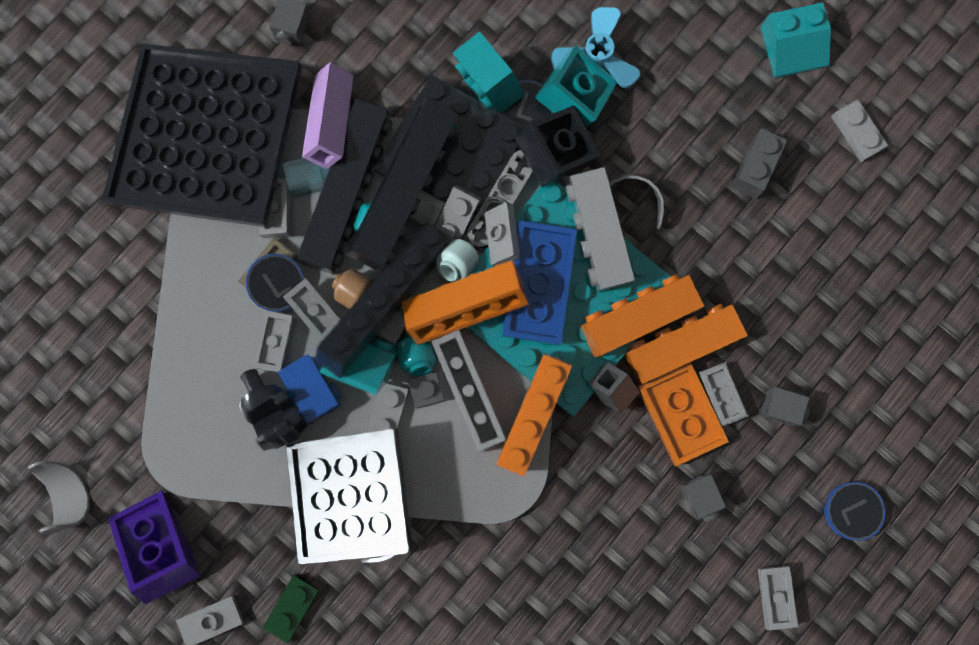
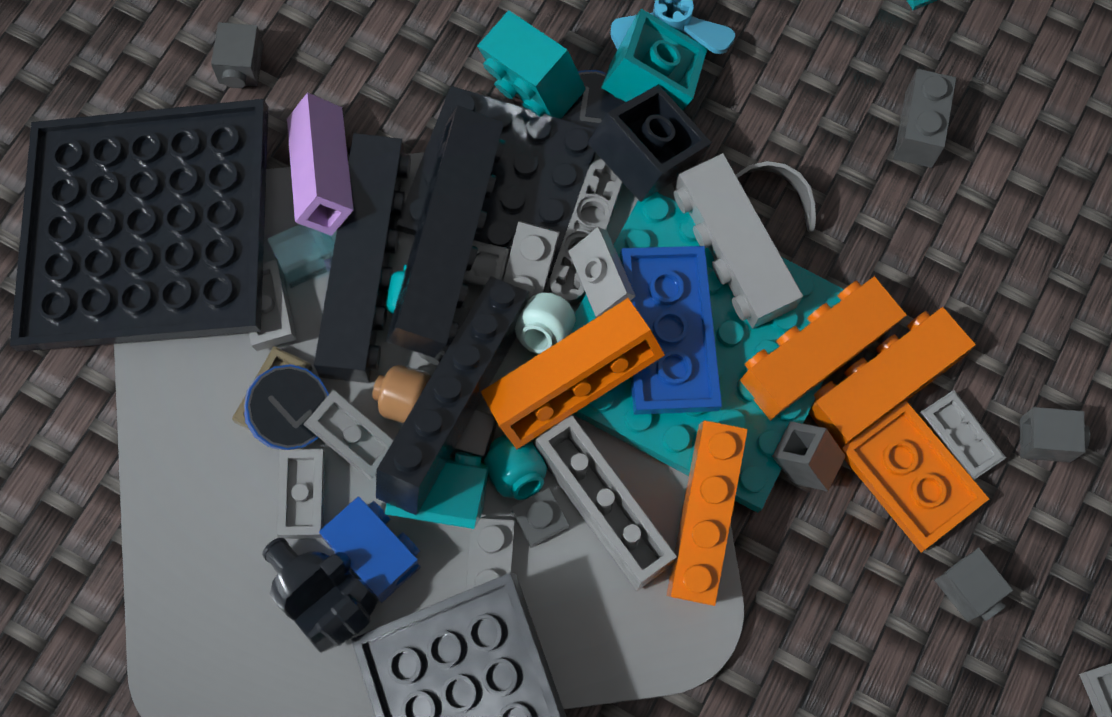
camera: 15 degrees left, 10 degrees down
(859, 130) = (1044, 53): light grey plate -> none

